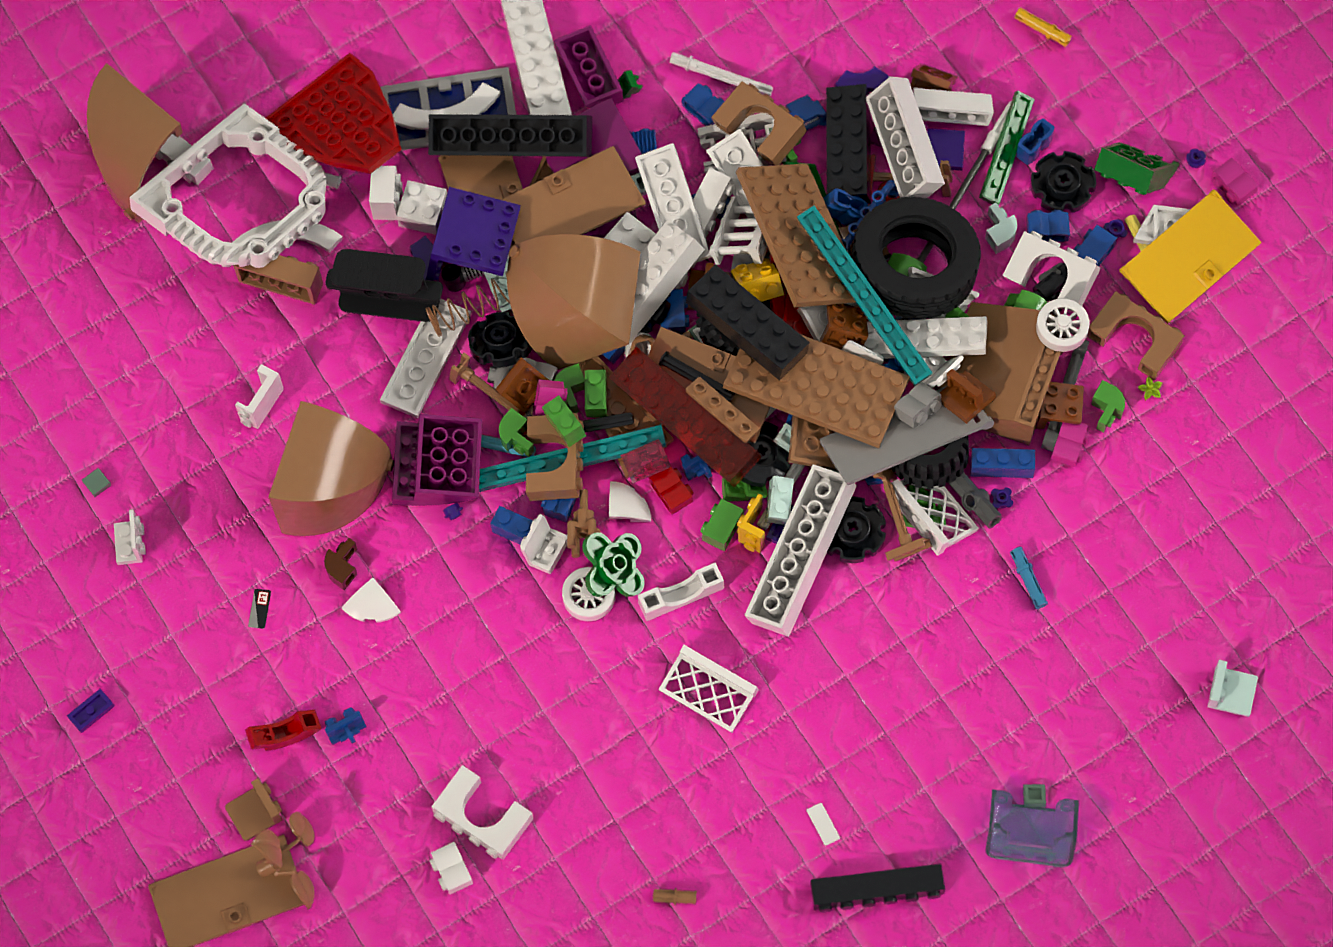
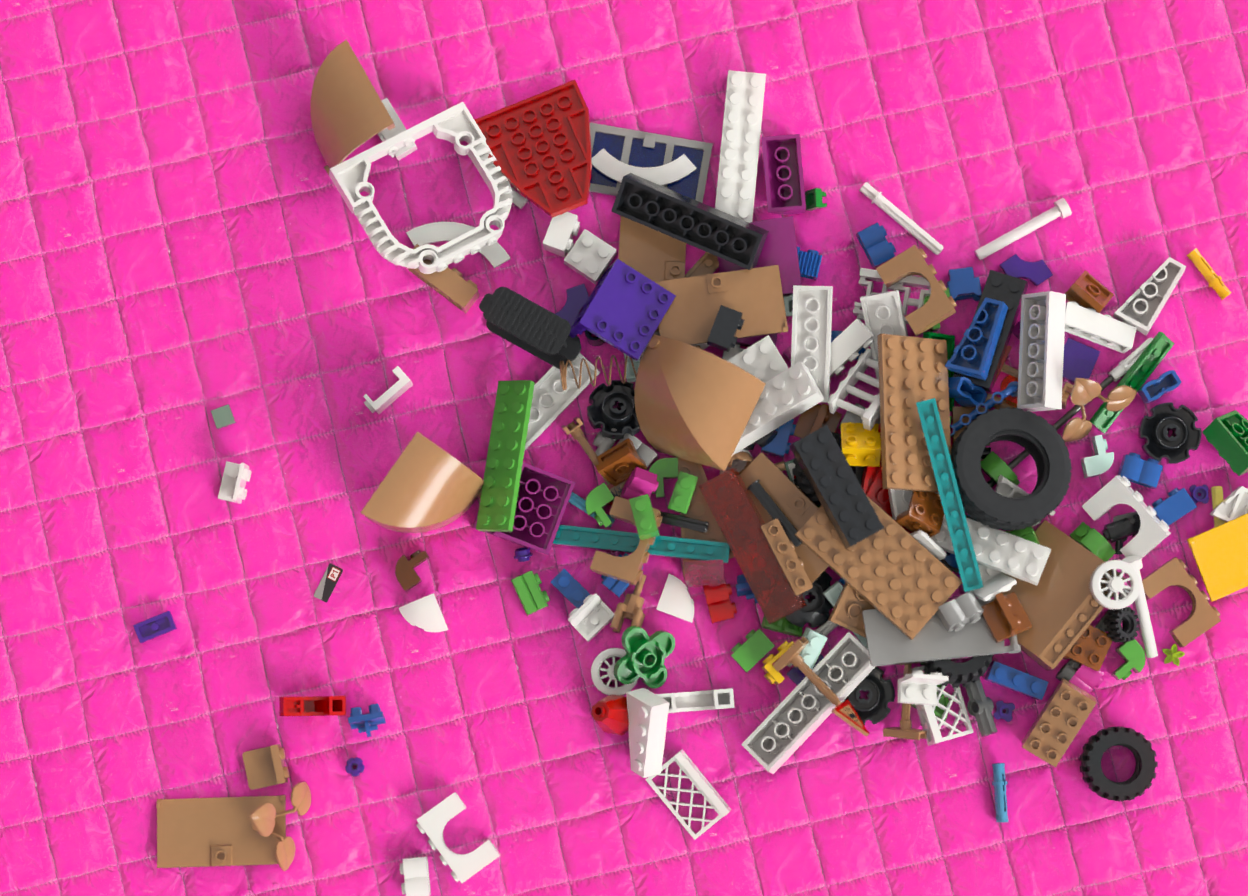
camera: 15 degrees right, 15 degrees up
(354, 779) = (349, 767): none -> dark purple plate
(401, 416) = (505, 456): none -> bright green plate
(473, 545) = (530, 593): none -> bright green brick
(581, 215) = (725, 328): none -> black brick
(602, 632) = (612, 714): none -> red cone
(642, 634) = (646, 731): none -> white wedge
(764, 506) = (842, 710): none -> medium nougat piece
(840, 154) = (978, 345): none -> blue wedge
(874, 15) = (1060, 209): none -> white piece
(905, 491) = (920, 688): none -> white bracket
(960, 159) = (1085, 391): none -> medium nougat plant
(995, 62) = (1148, 301): none -> white wedge
(1061, 485) = (1059, 722): none -> medium nougat brick
(1086, 370) = (1129, 622): none -> black tyre
(1106, 357) = (1142, 611): none -> white piece
(1145, 482) = (1144, 759): none -> black tyre

